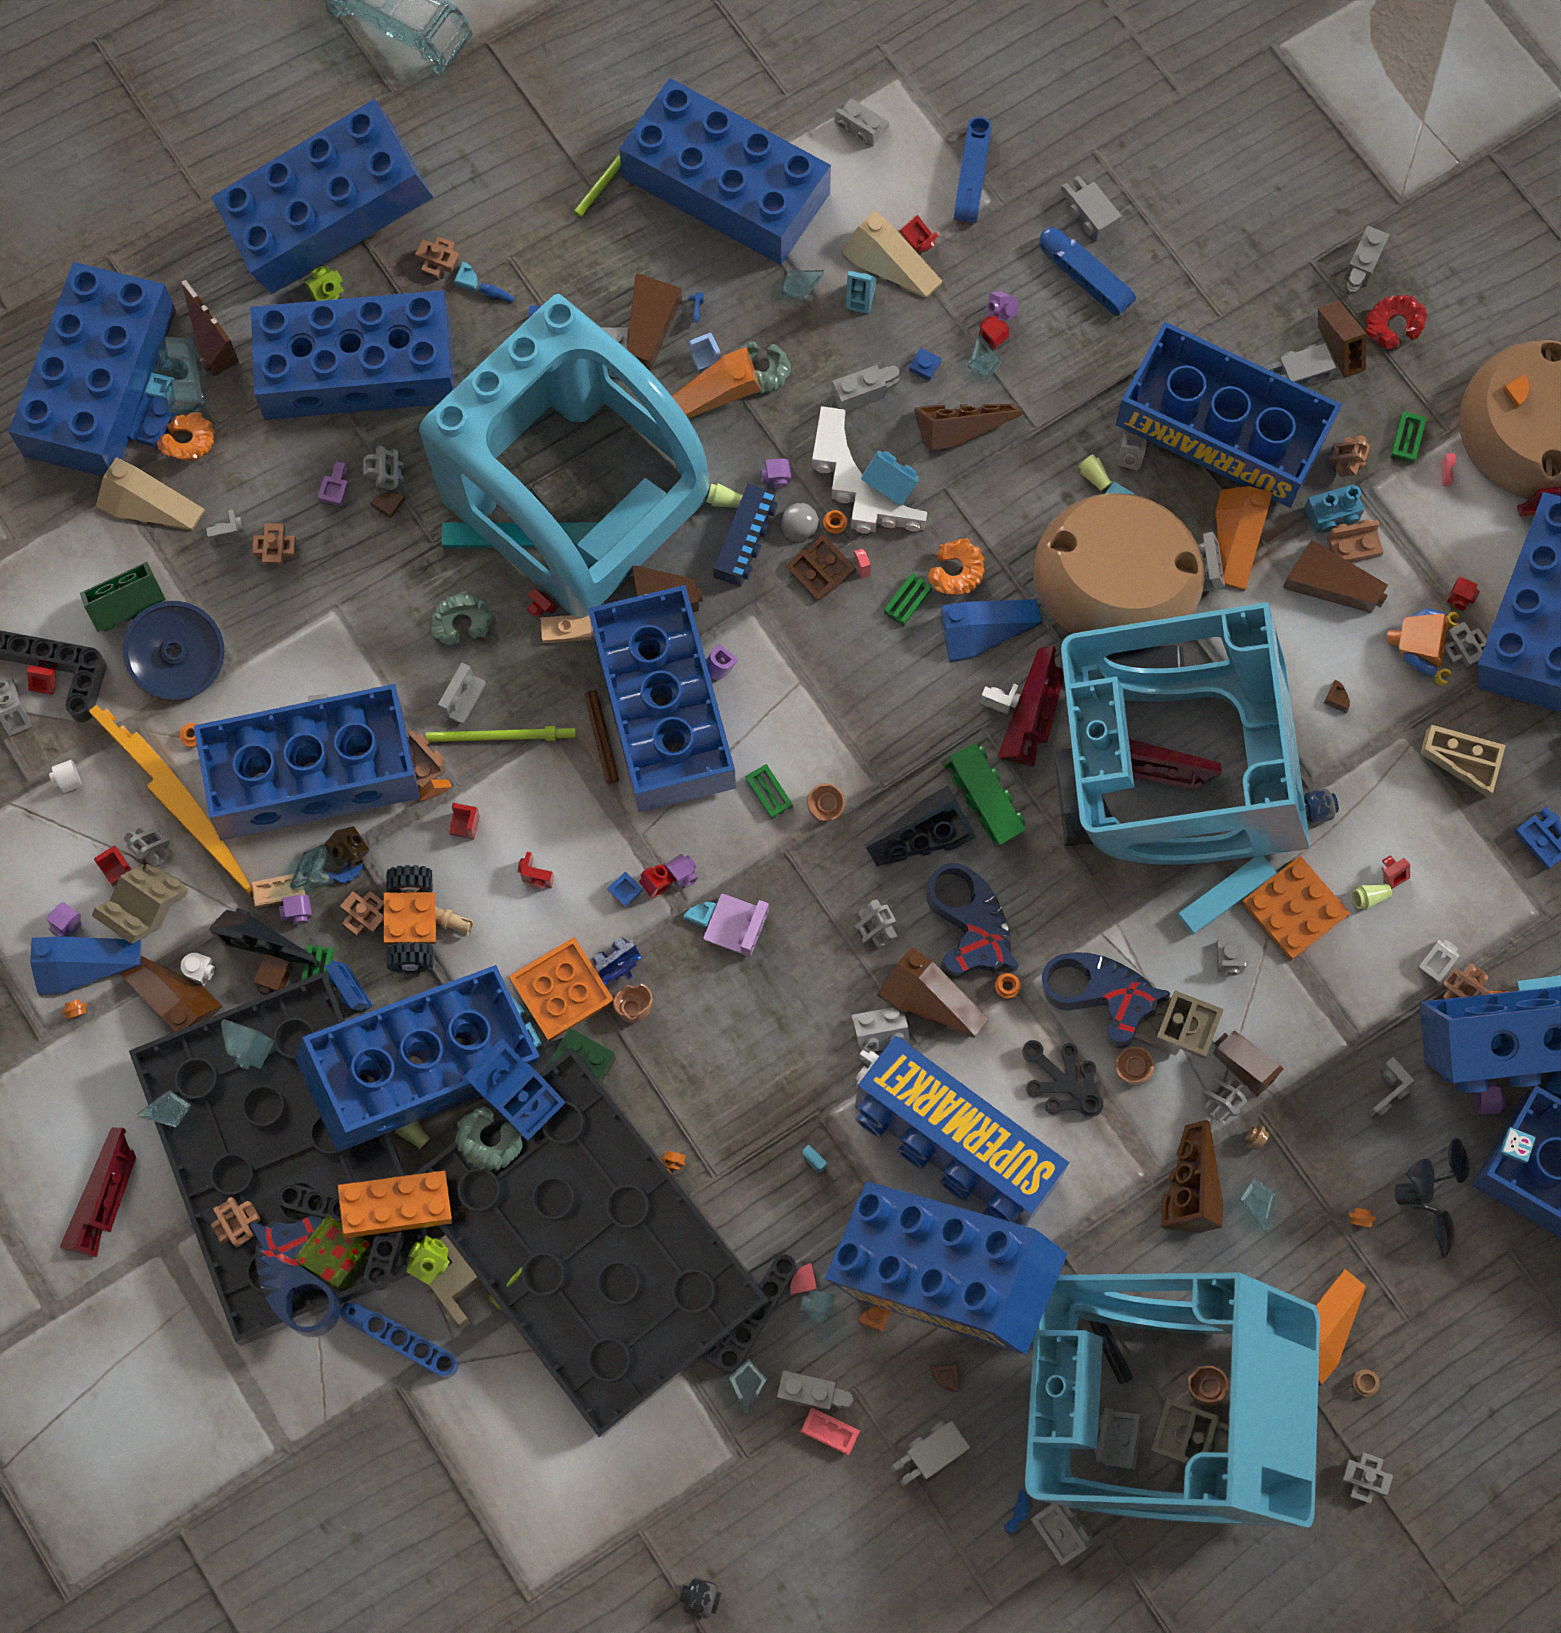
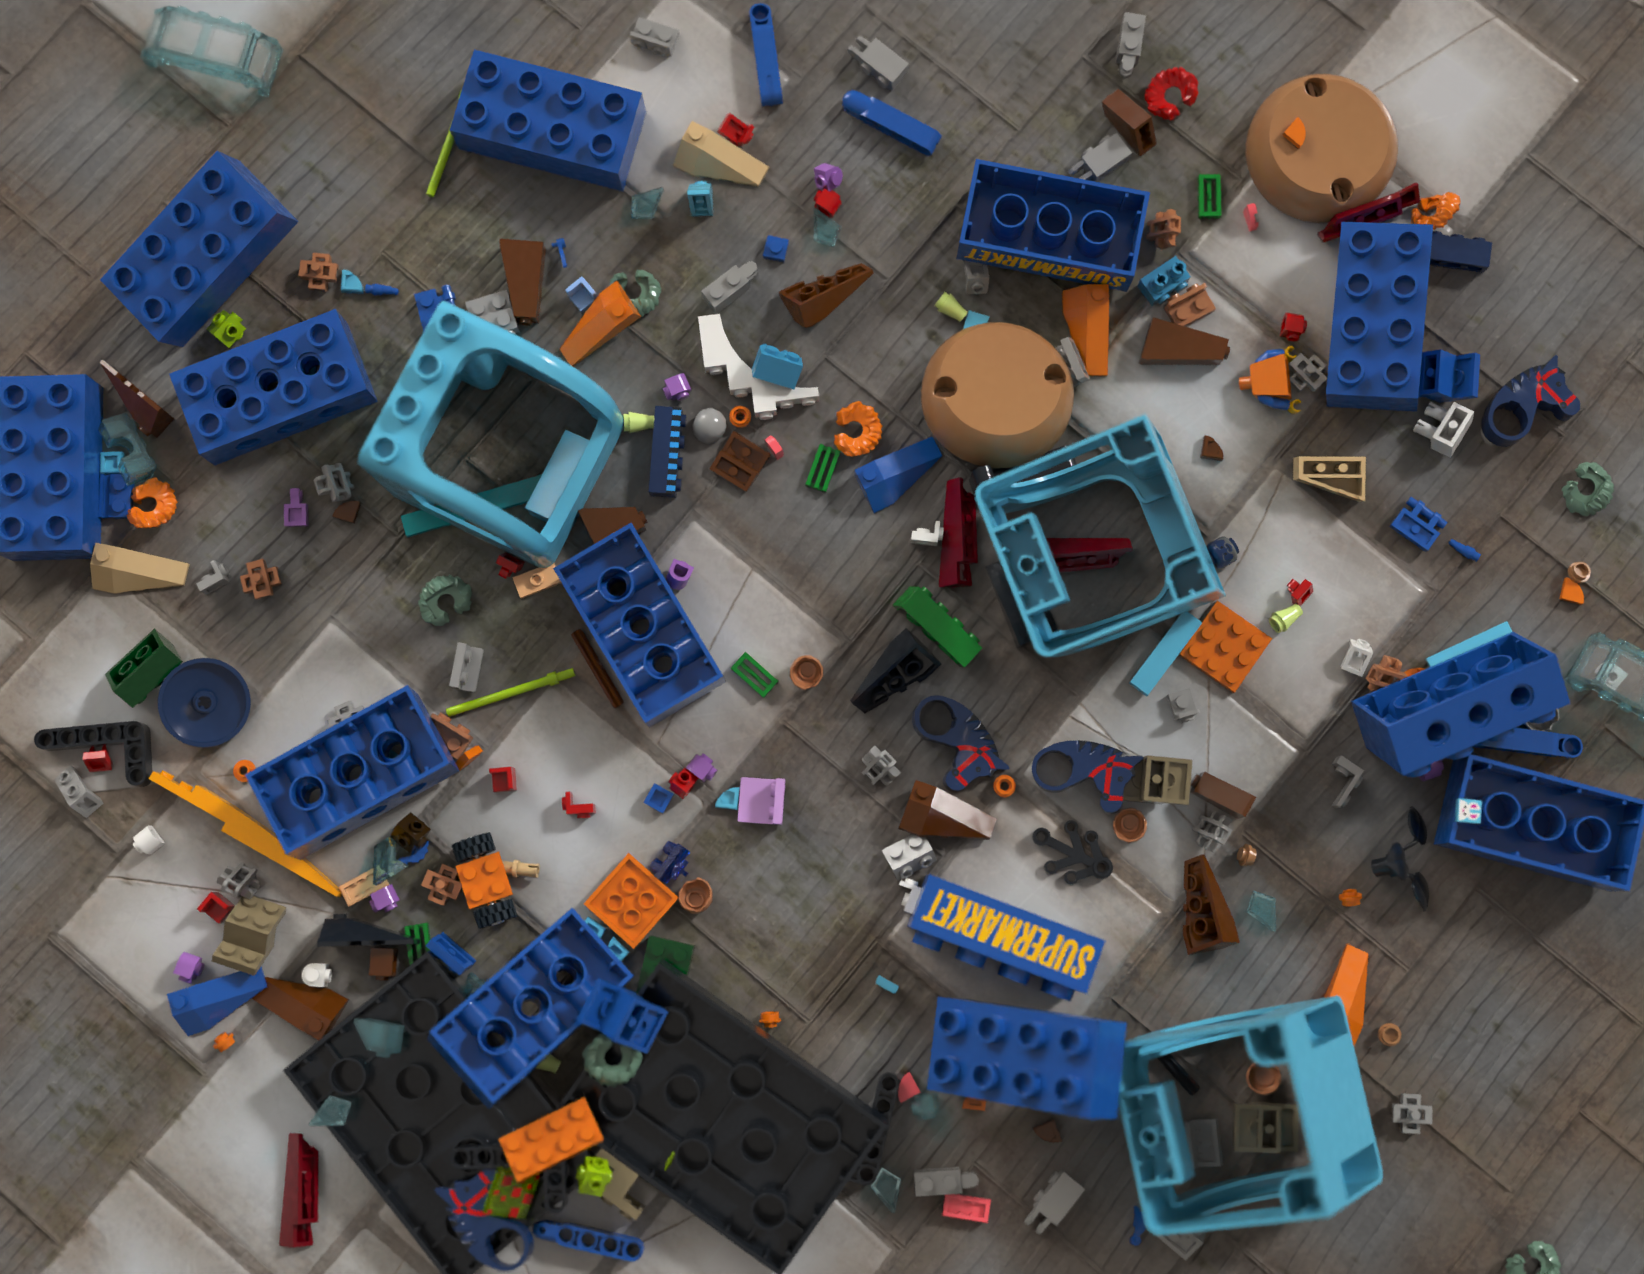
camera: 15 degrees left, 10 degrees up
(237, 1221) = (423, 1189): nougat piece -> none

